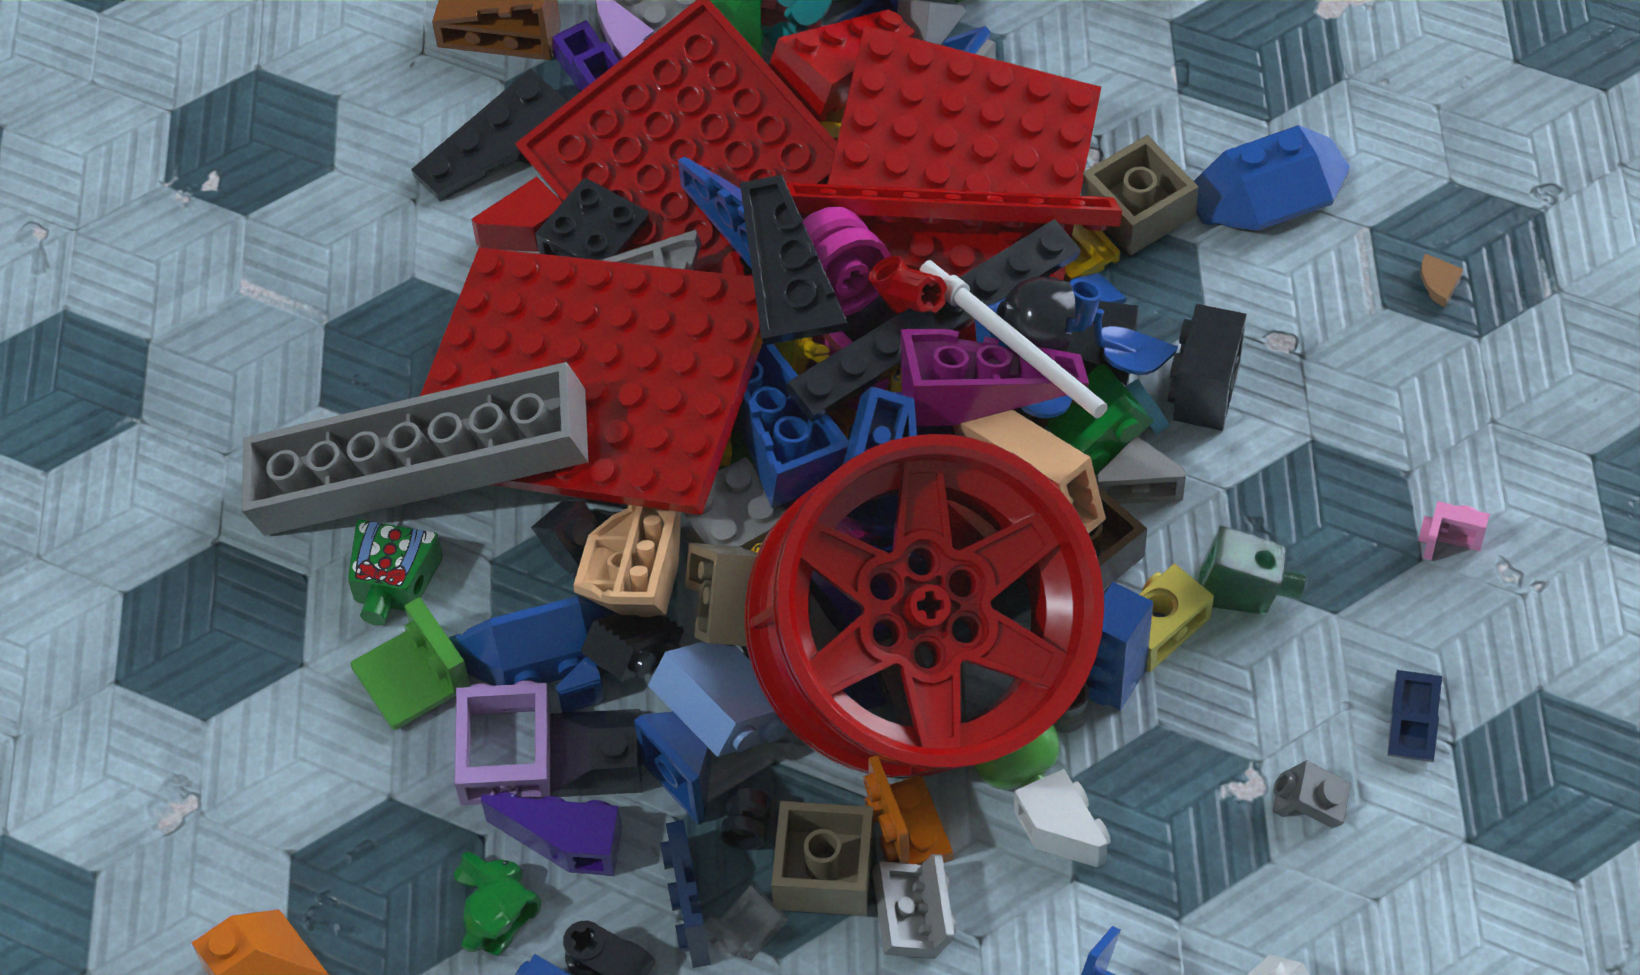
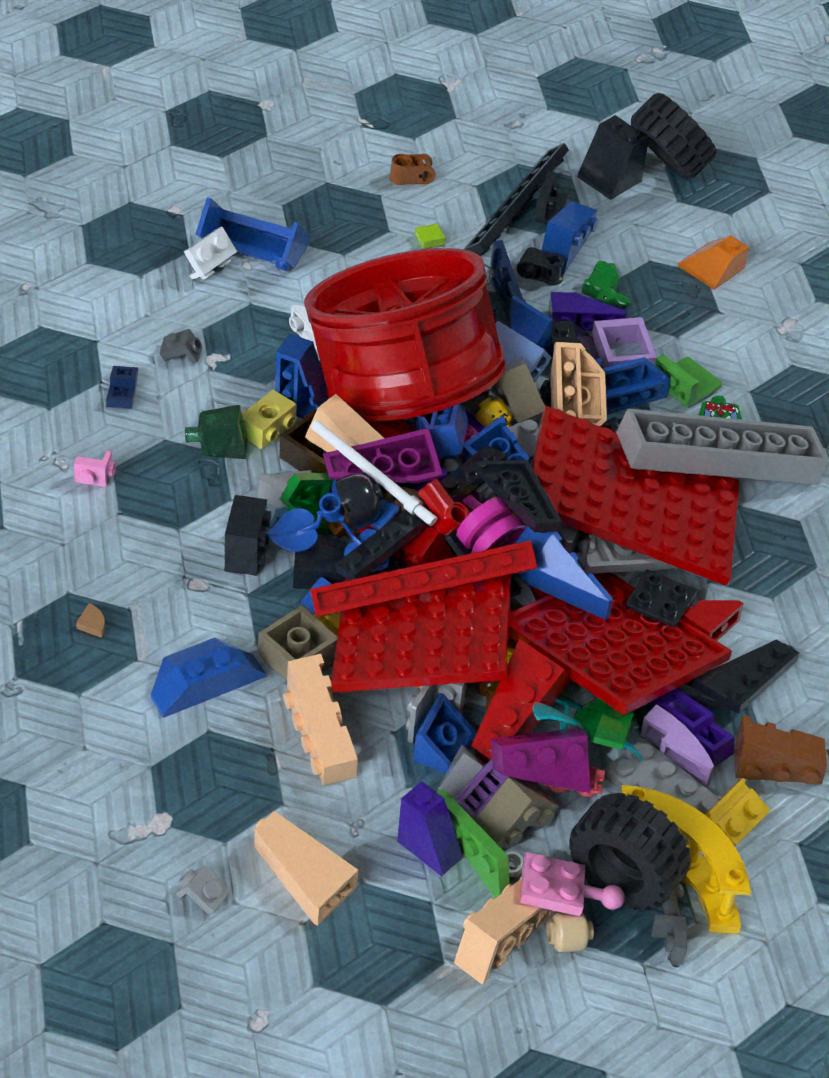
camera: 165 degrees right, 10 degrees down
(1126, 102) = (319, 721): none -> light nougat wedge

